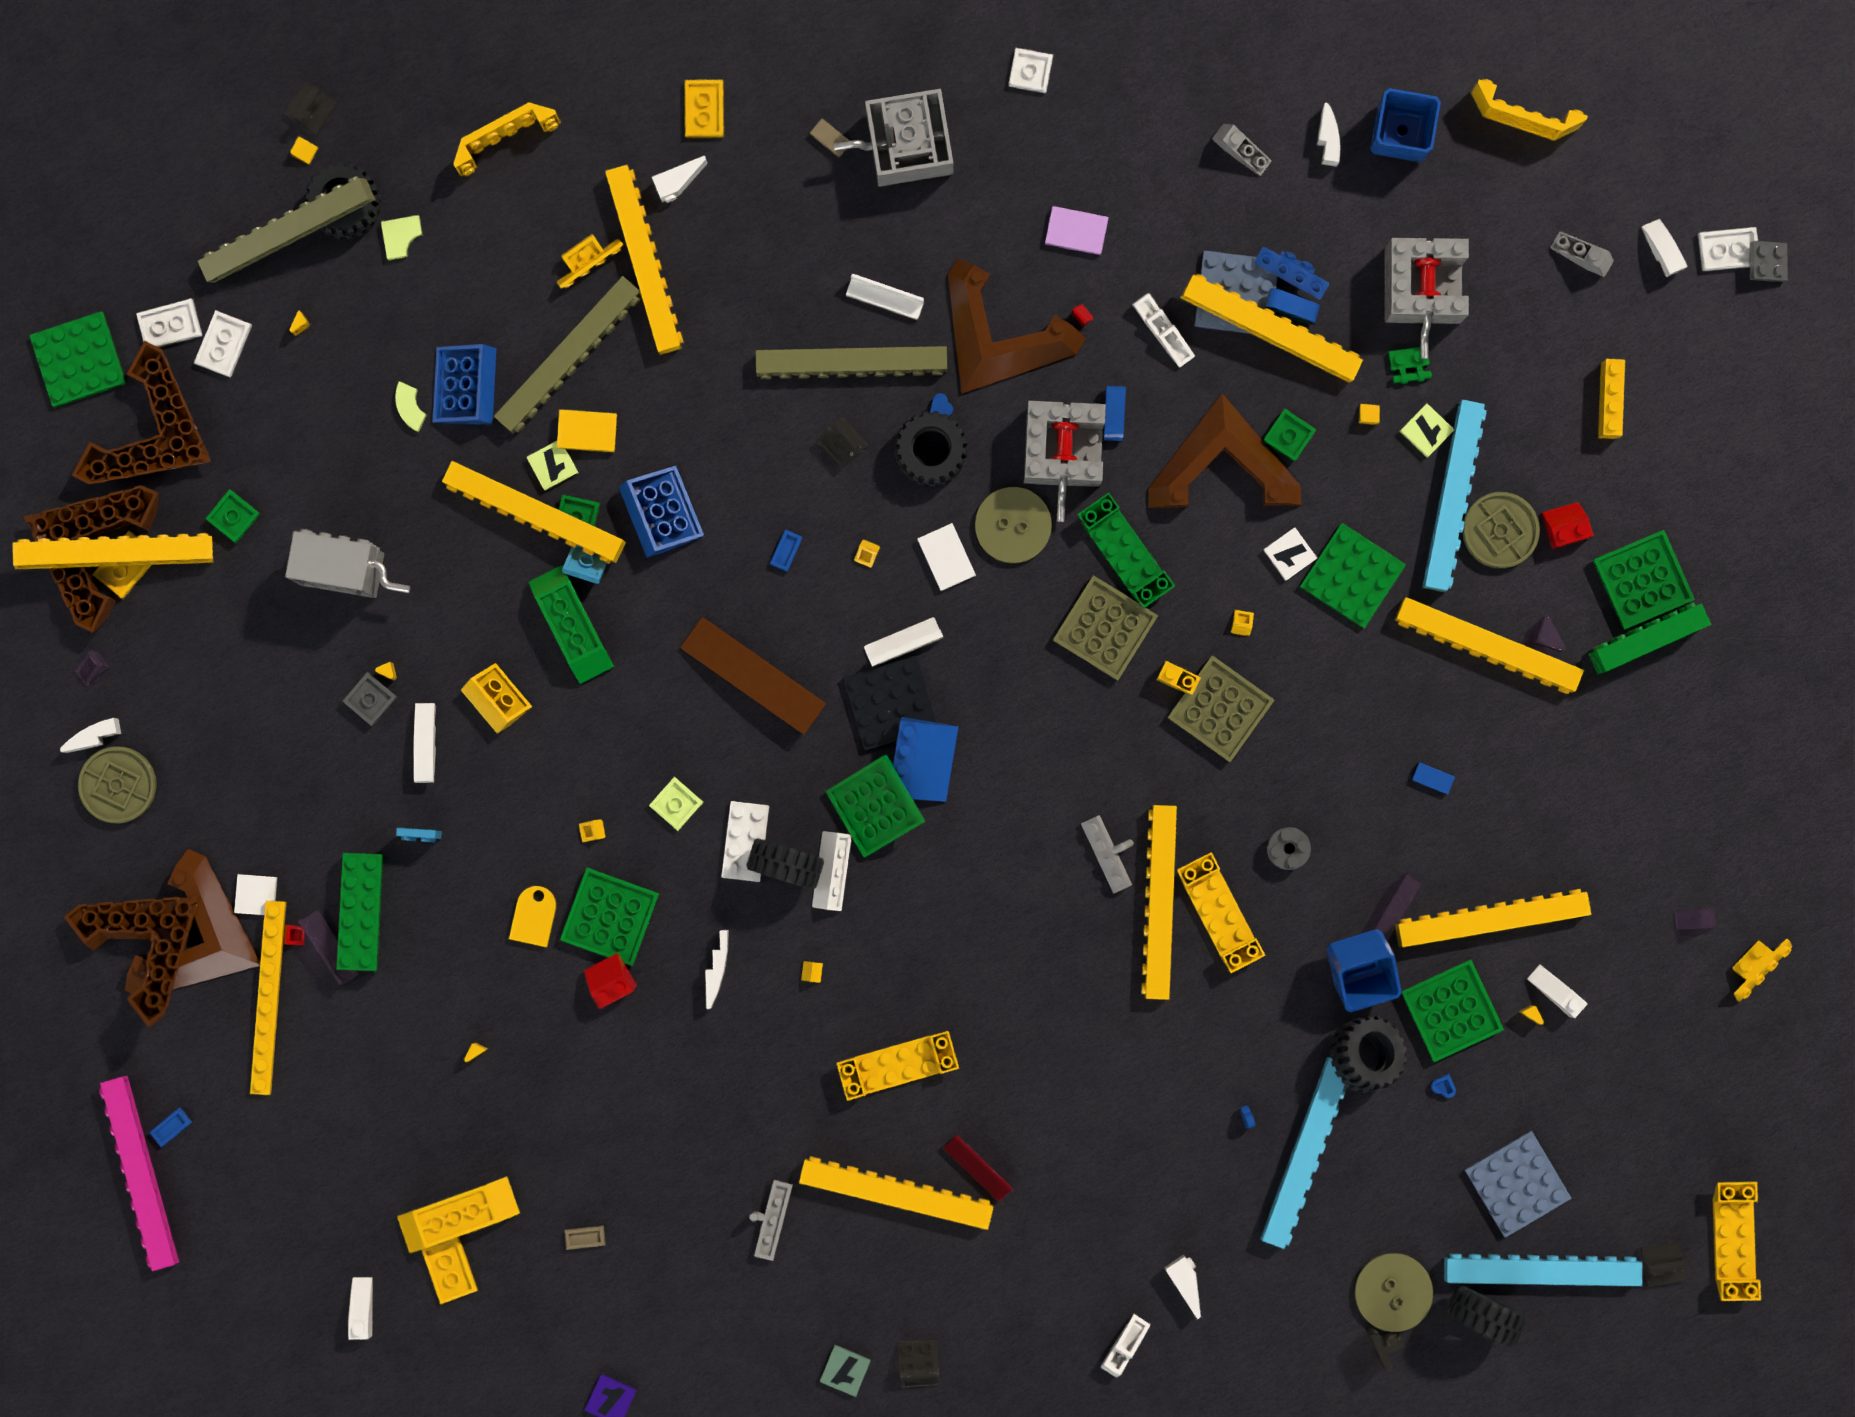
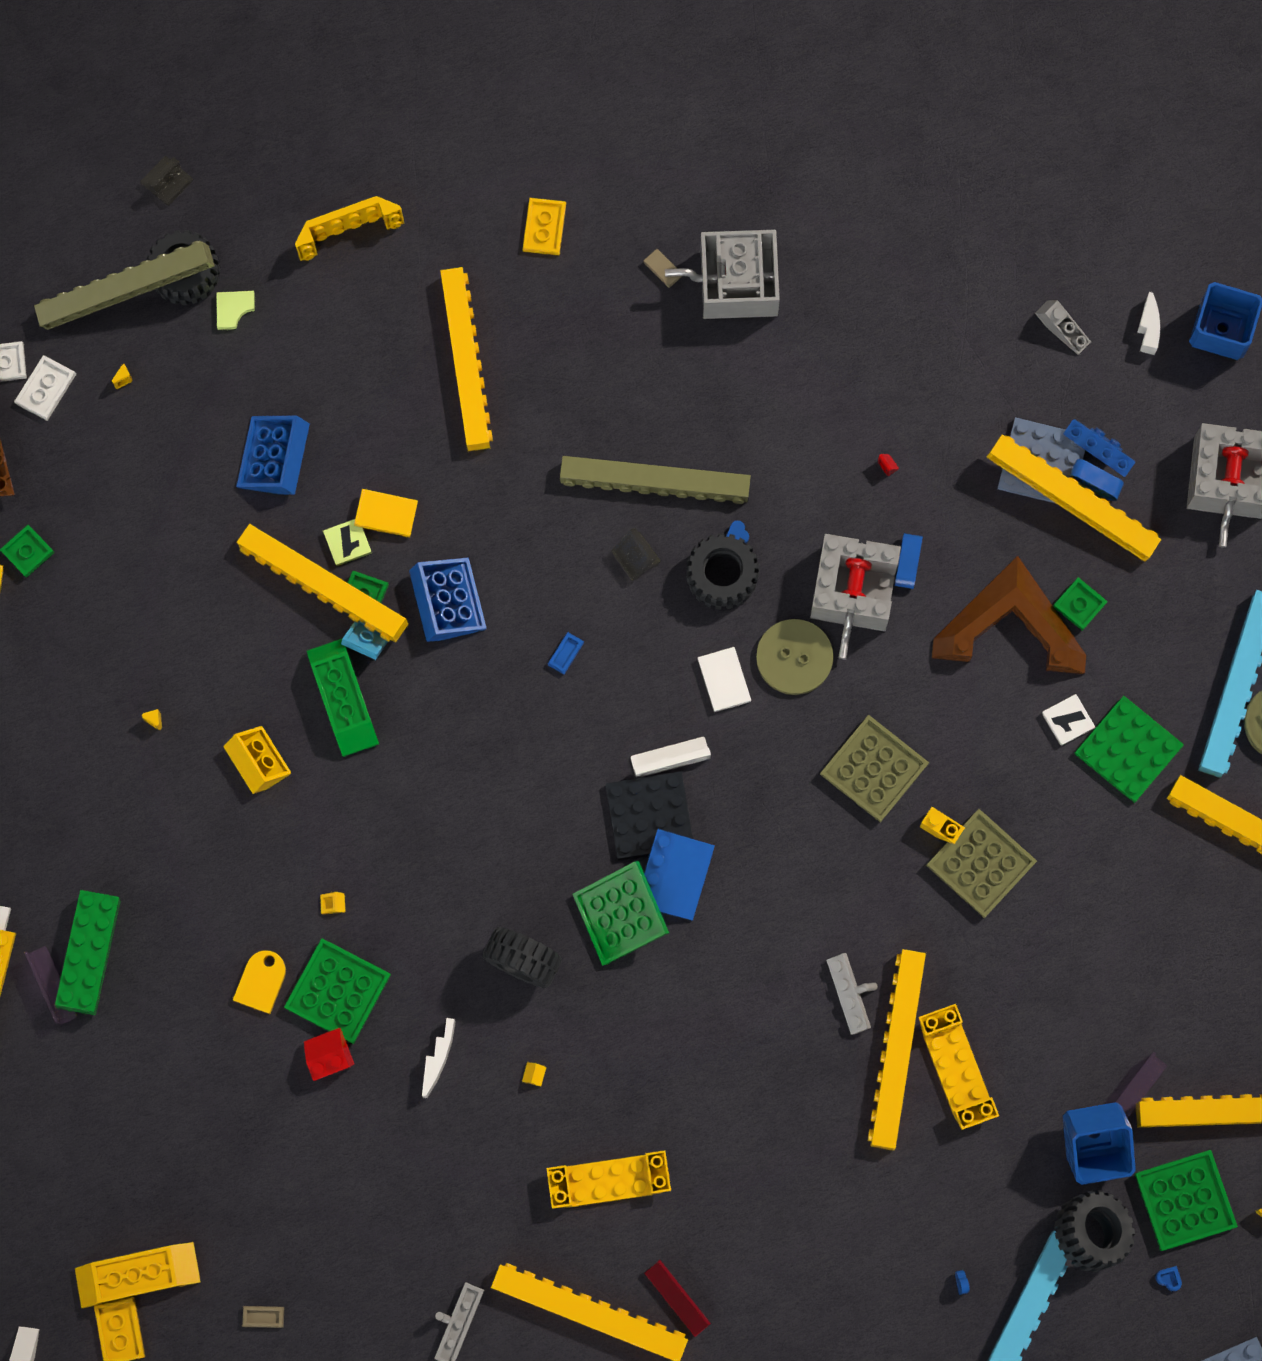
camera: 10 degrees right, 10 degrees down
(293, 935) = (18, 968): red slope -> none
(303, 150) = (153, 217): yellow slope -> none
(338, 564) = (121, 606): light grey piece -> none
(369, 699) = (132, 744): dark grey plate -> none
(408, 407) = (214, 468): yellowish green tile -> none
(412, 834) = (153, 881): dark azure plate -> none
(424, 743) = (179, 794): white slope -> none
(474, 1051) = (180, 1109): yellow slope -> none
(568, 355) = (378, 439): olive brick -> none
(585, 256) = (407, 348): yellow bracket -> none
(674, 181) = (507, 288): white slope -> none
(676, 803) = (421, 887): yellowish green tile -> none
(744, 826) = (485, 916): white plate -> none
(753, 675) = (516, 770): reddish brown slope -> none
(831, 884) = (568, 979): white panel -> none
(867, 553) = (645, 666): yellow slope -> none
(885, 297) = (696, 422): white panel -> none
(986, 361) = (790, 496): reddish brown wedge -> none
(1030, 70) = (865, 229): white tile -> none
(1076, 230) = (892, 383): lavender tile -> none
(1125, 551) = (902, 694): green slope -> none
(1163, 330) = (966, 488): white slope -> none
(1242, 623) = (1012, 781): yellow slope -> none
(1301, 846) = (1035, 999): dark grey wheel -> none
(1369, 414) = (1162, 594): yellow slope -> none
(1408, 359) = (1206, 546): green plate -> none
(1427, 430) = (1218, 617): yellowish green tile -> none
(1433, 778) = (1190, 961): blue tile -> none

